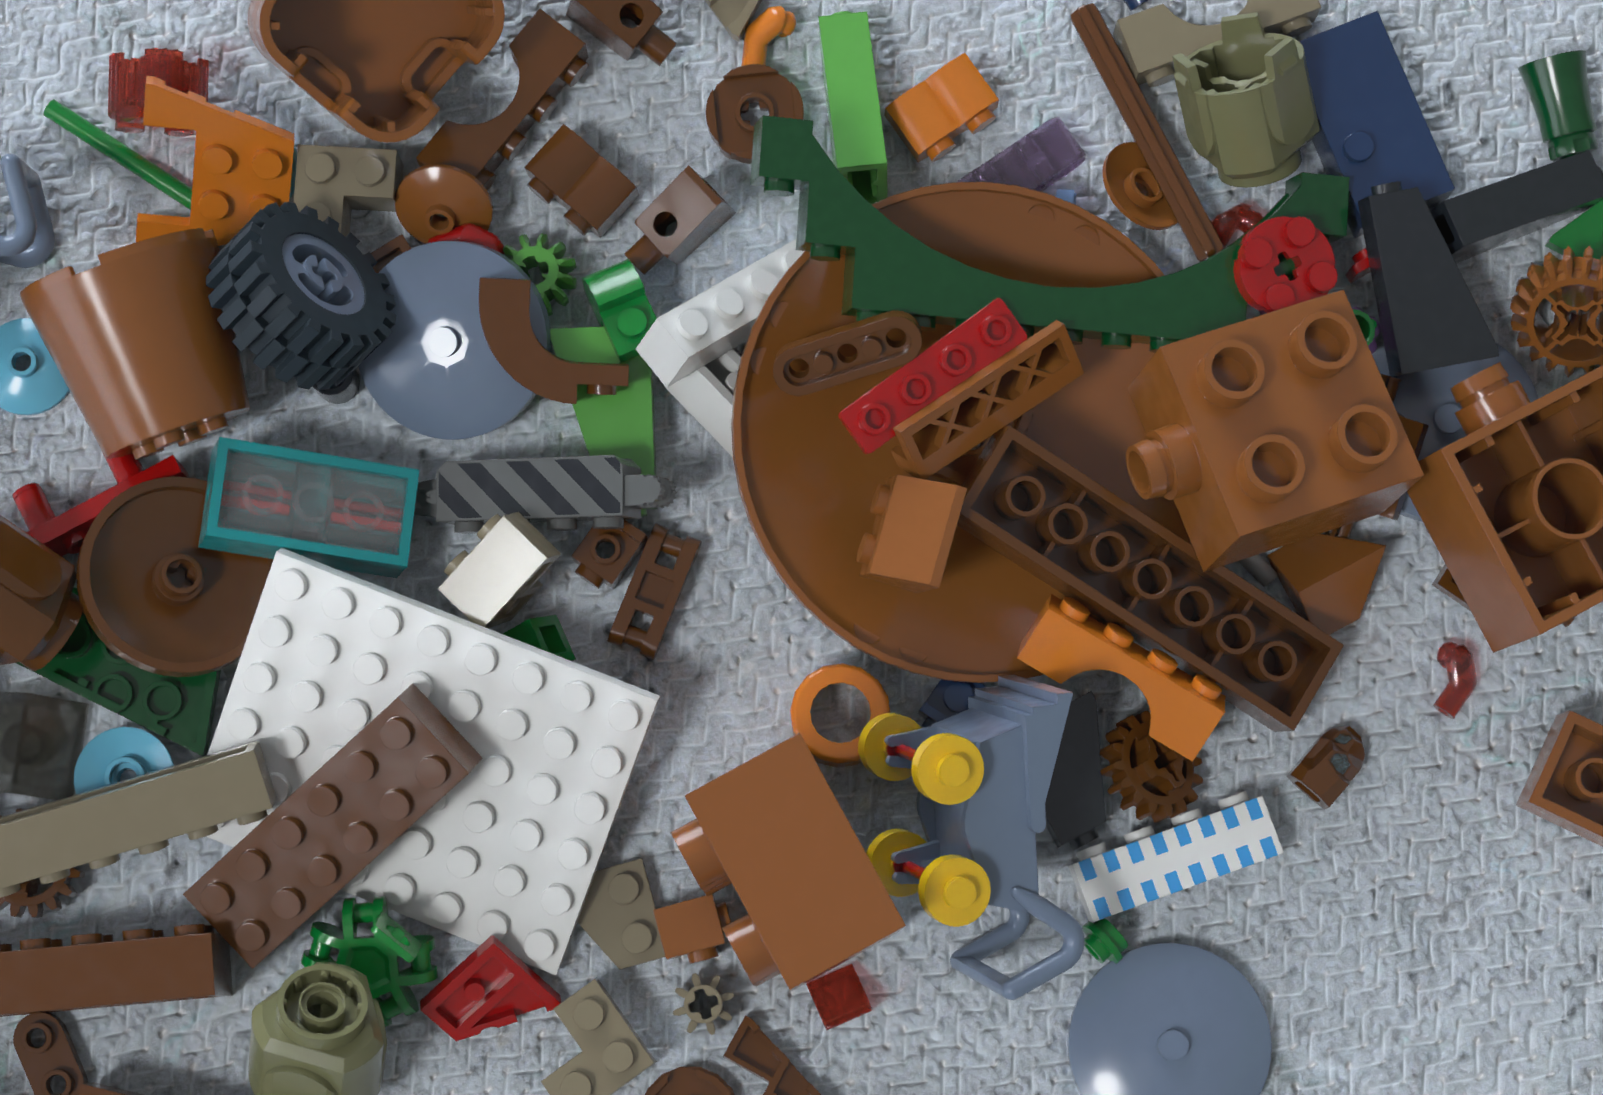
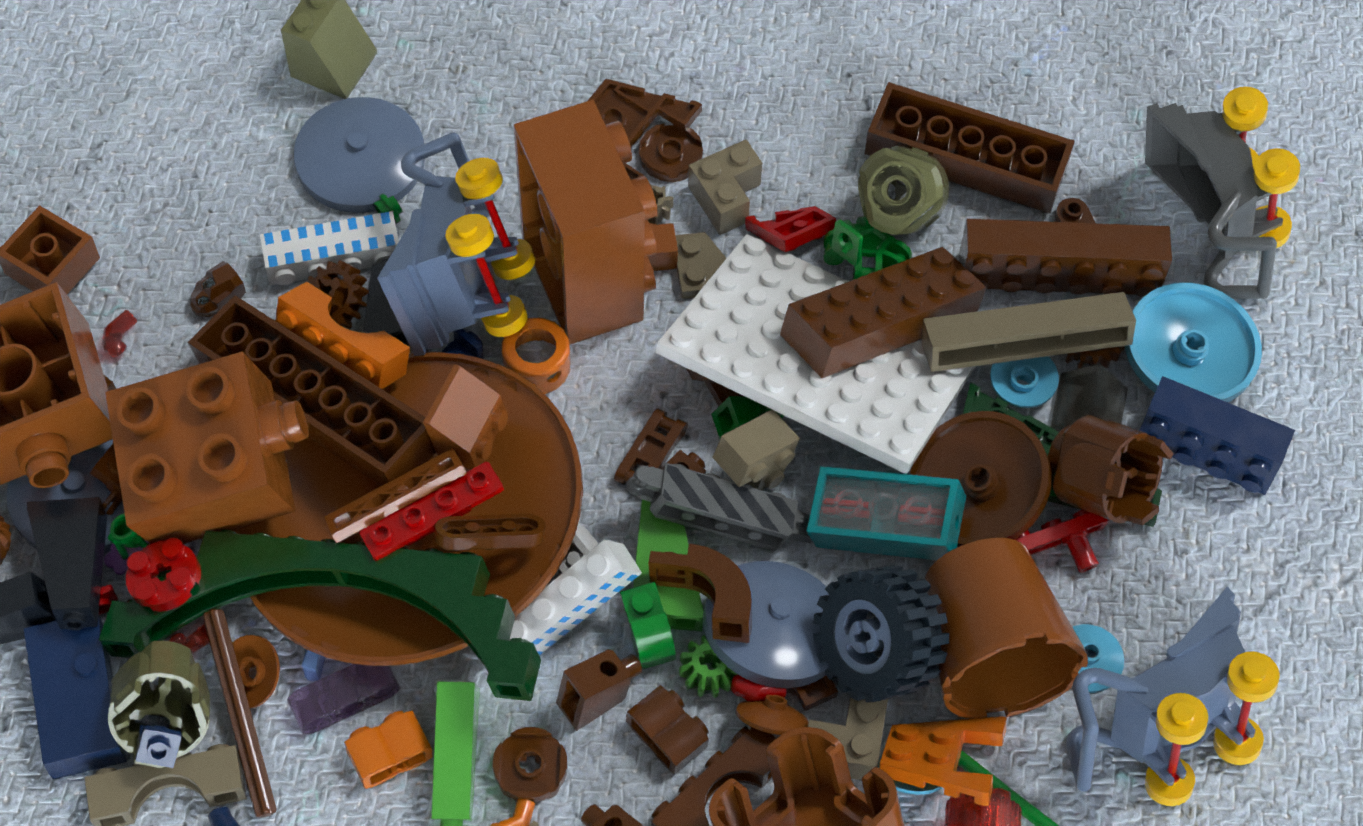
camera: 175 degrees left, 20 degrees down
(1234, 38) = (157, 745): none -> bracket

